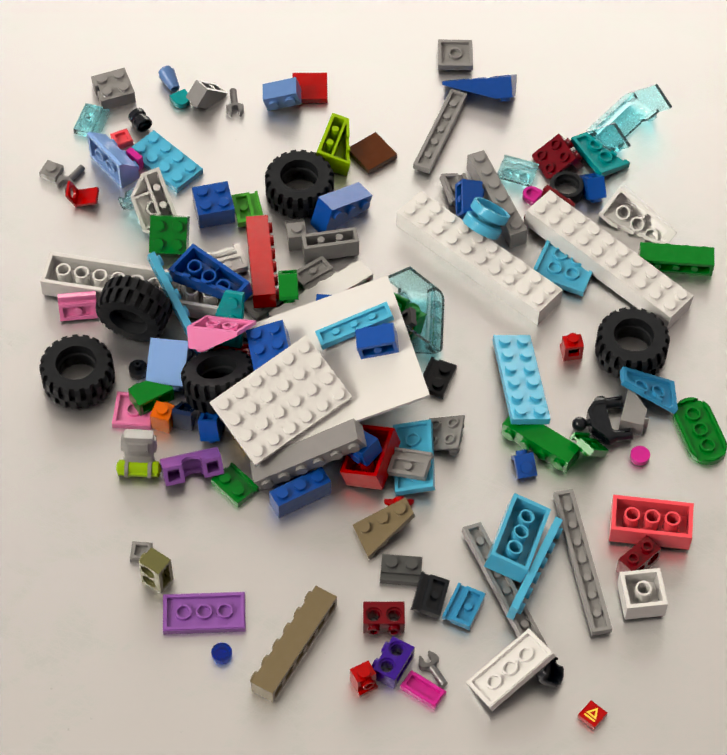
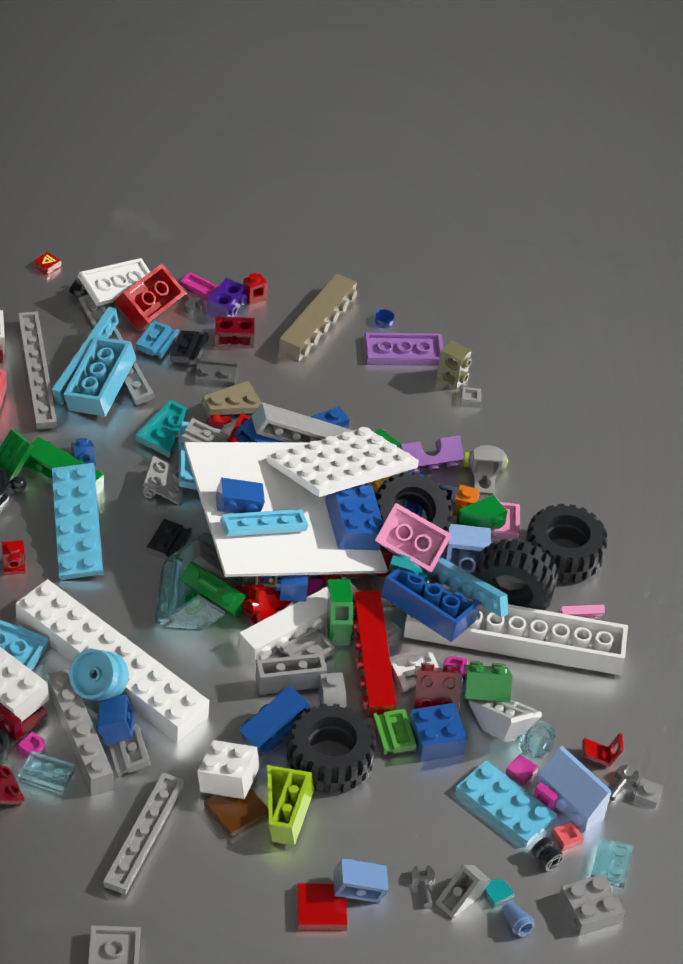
camera: 175 degrees right, 10 degrees down
(210, 239) = (437, 685): none -> dark red bracket
(379, 165) = (228, 769): none -> white brick
(449, 494) = (163, 428): none -> teal wing
(475, 644) = (150, 297): none -> red brick
(495, 87) = (74, 897): blue wedge -> none

